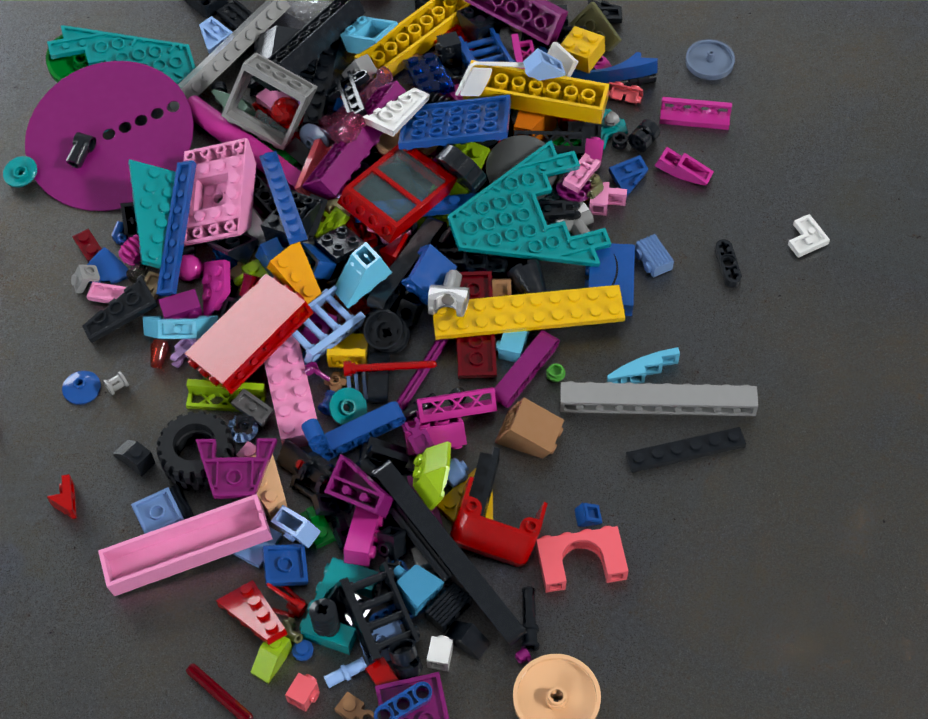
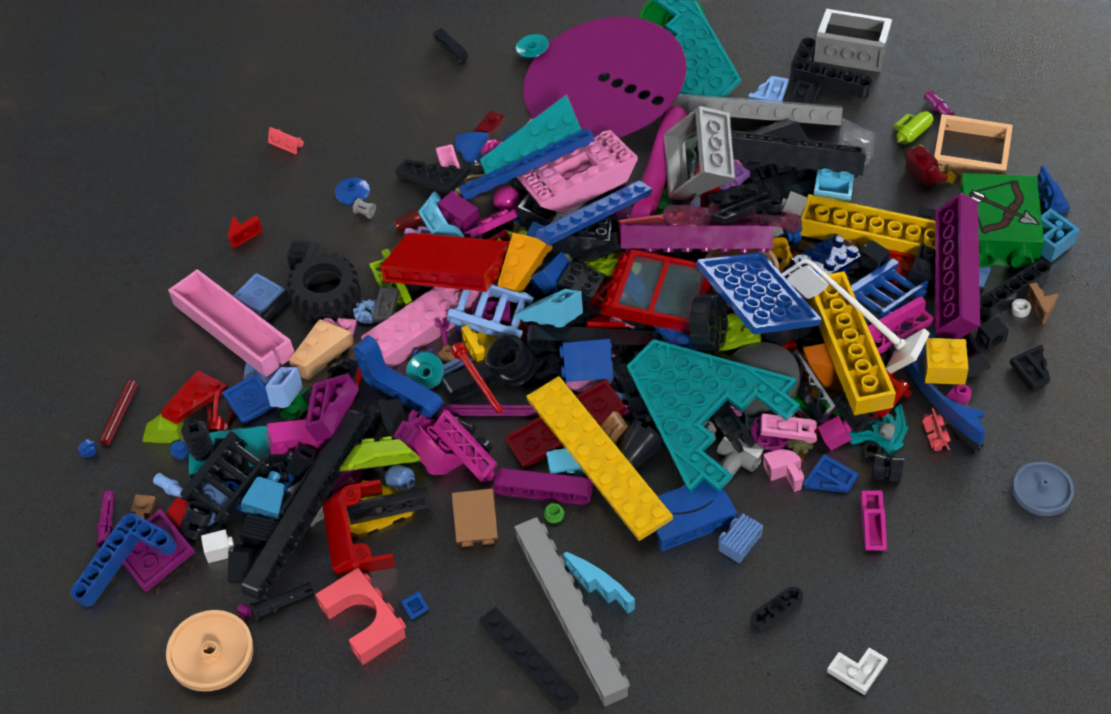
camera: 65 degrees right, 5 degrees down
(81, 147) = (579, 66): black piece -> none
(83, 275) = (454, 136): light grey bracket -> none
(235, 475) = (302, 319): magenta wing -> none
(240, 419) = (364, 305): black plate -> none
(303, 691) = (140, 465): coral brick -> none
(398, 112) = (728, 243): white wing -> none
(449, 294) = (567, 381): light grey connector -> none
(543, 66) = (871, 328): light blue slope -> none
(596, 22) = (1003, 369): olive wing -> none
(597, 186) = (785, 450): olive arm -> none
(695, 115) = (953, 503): dark pink fence -> none

